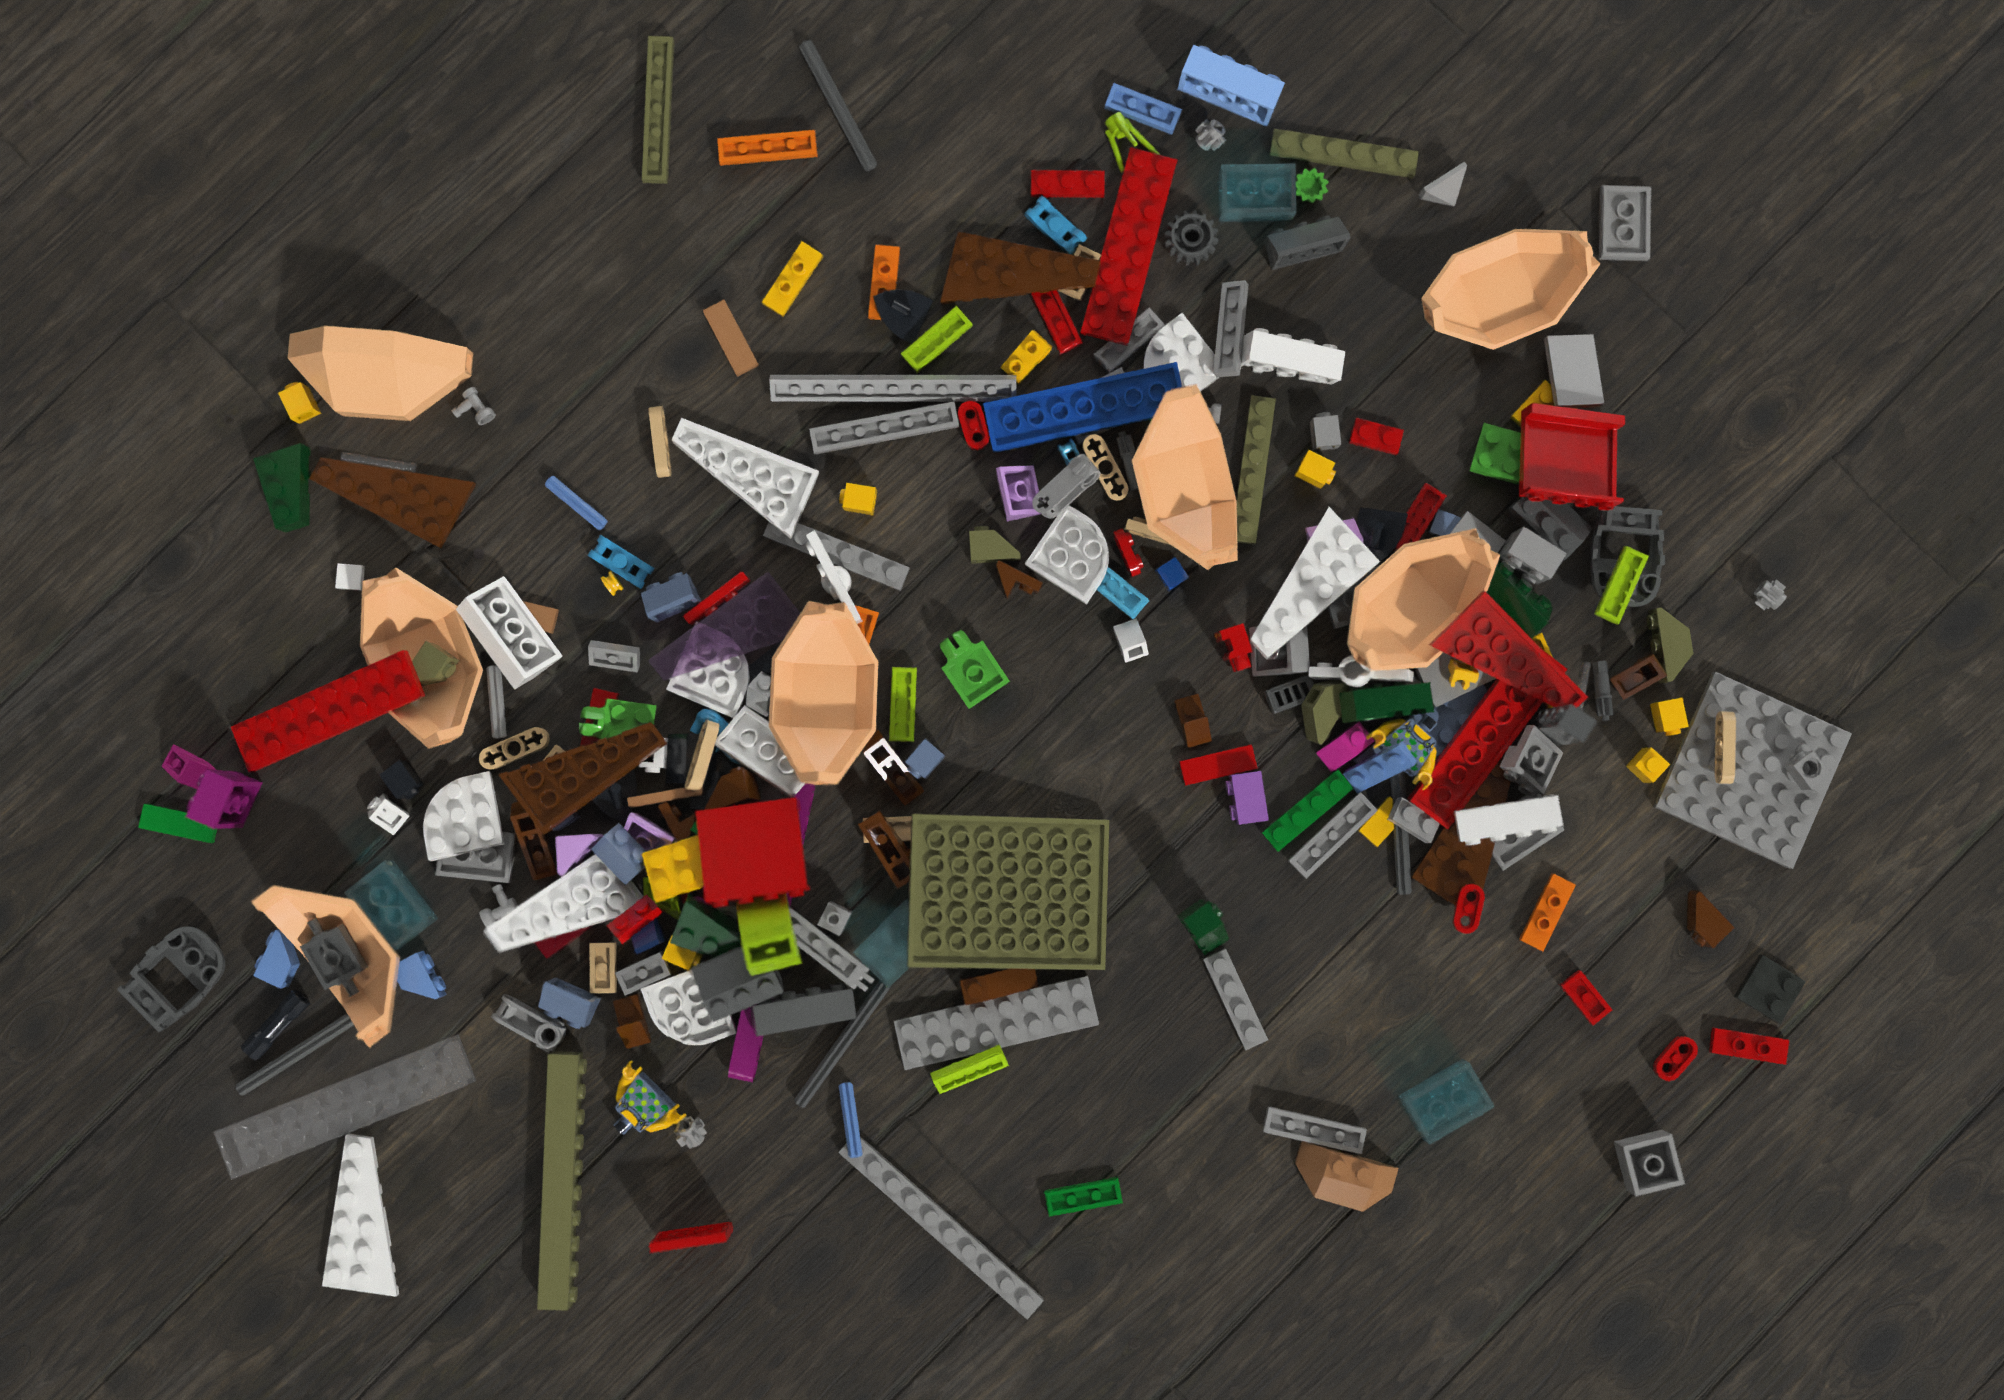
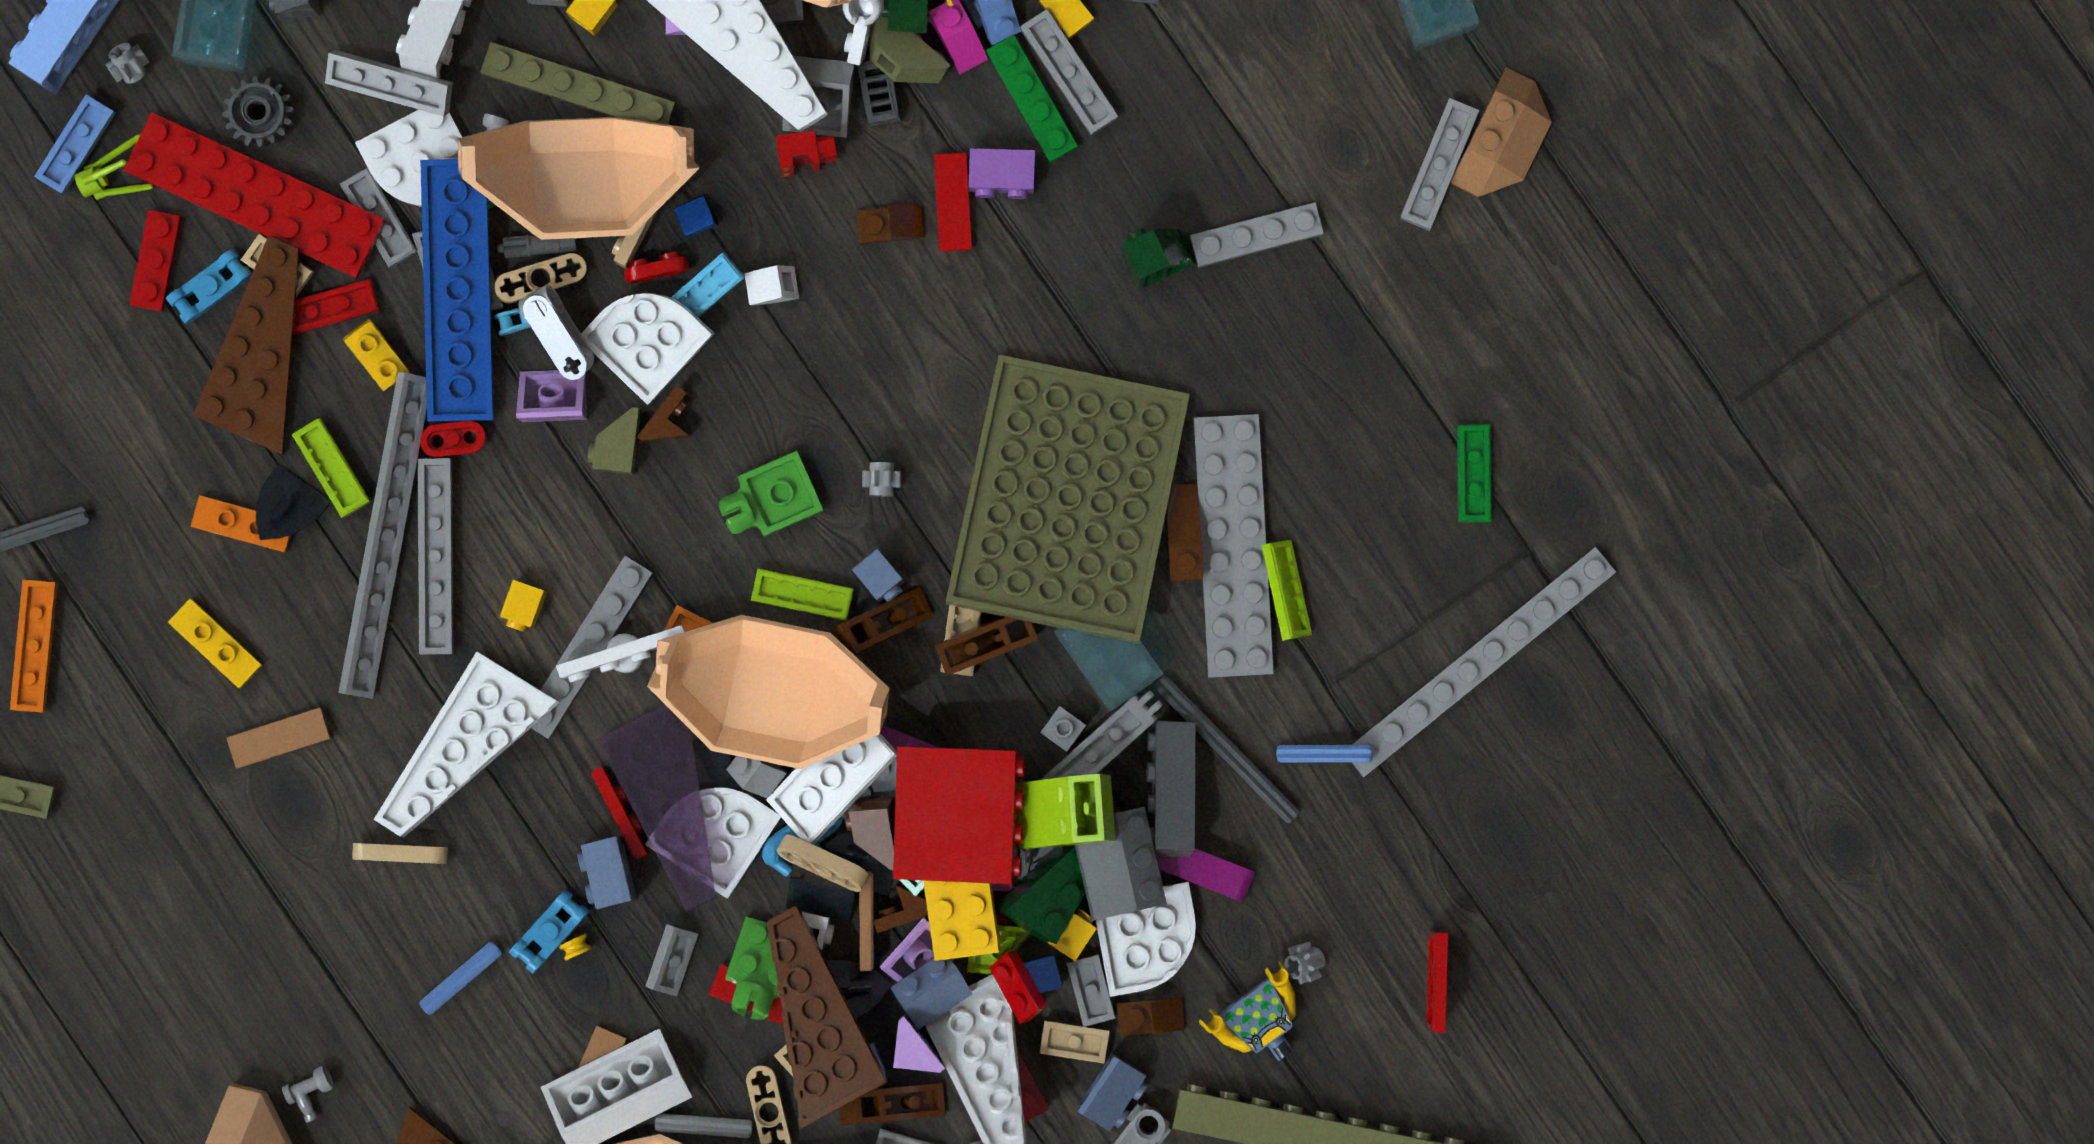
camera: 85 degrees left, 0 degrees up
(999, 748) = (881, 479): none -> light grey gear

